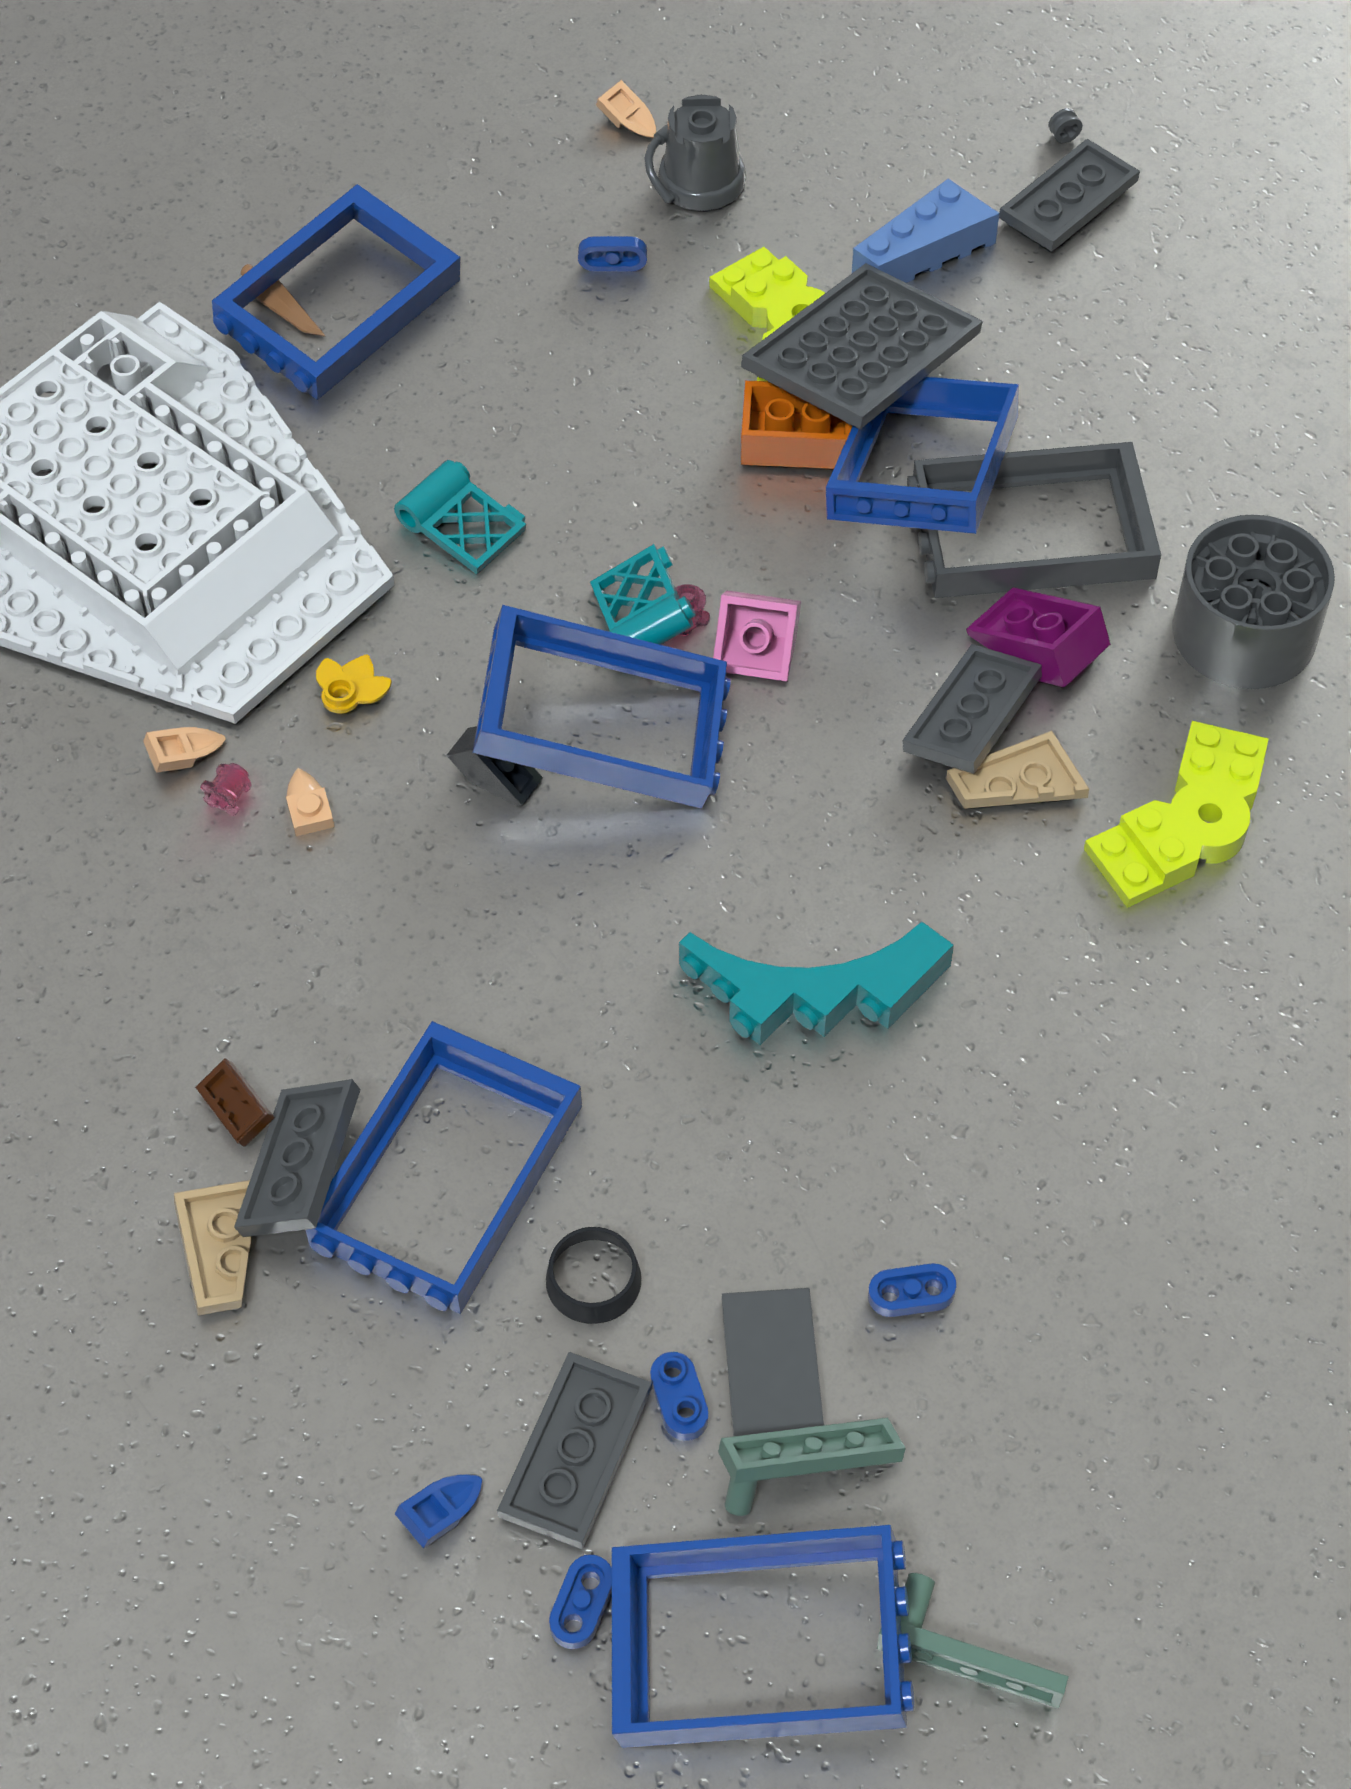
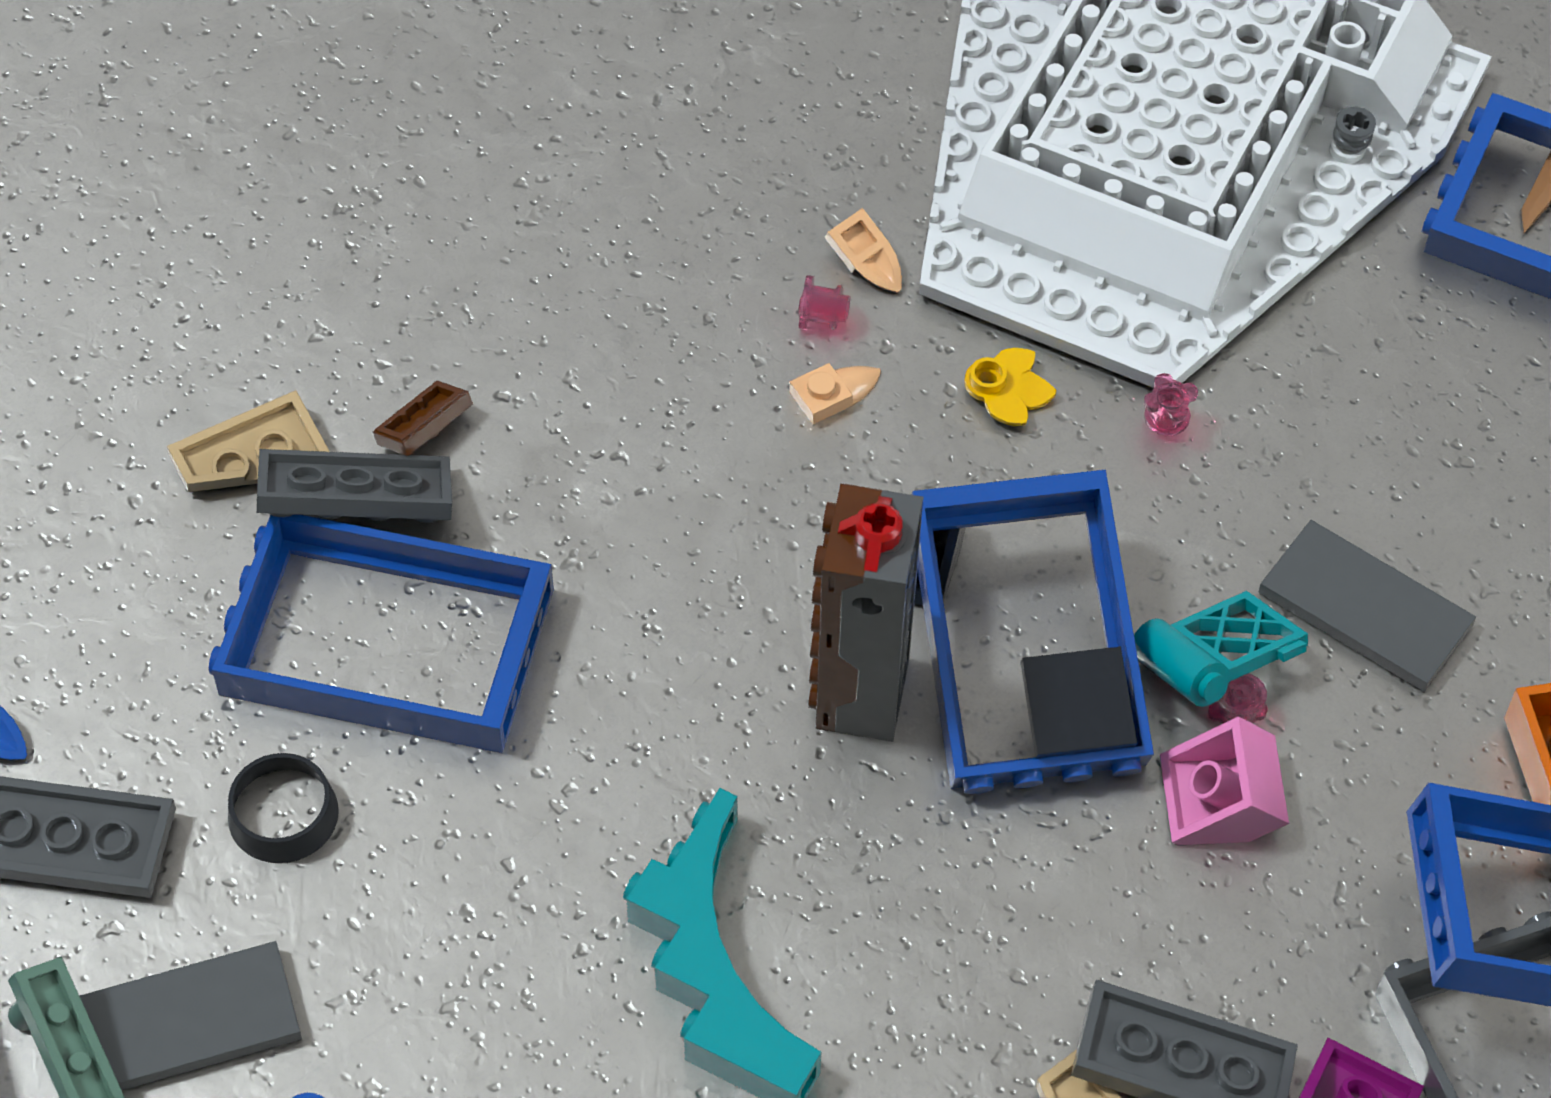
camera: 75 degrees right, 0 degrees up
(202, 405) = (1357, 139): none -> dark grey bush
(414, 581) = (1168, 405): none -> clear pink brick
(436, 501) = (1312, 404): teal piece -> none
(596, 774) = (864, 610): none -> piece
(623, 515) = (1367, 605): none -> dark grey tile
(678, 690) = (1078, 702): none -> black tile
(679, 1393) = (148, 928): blue plate -> none

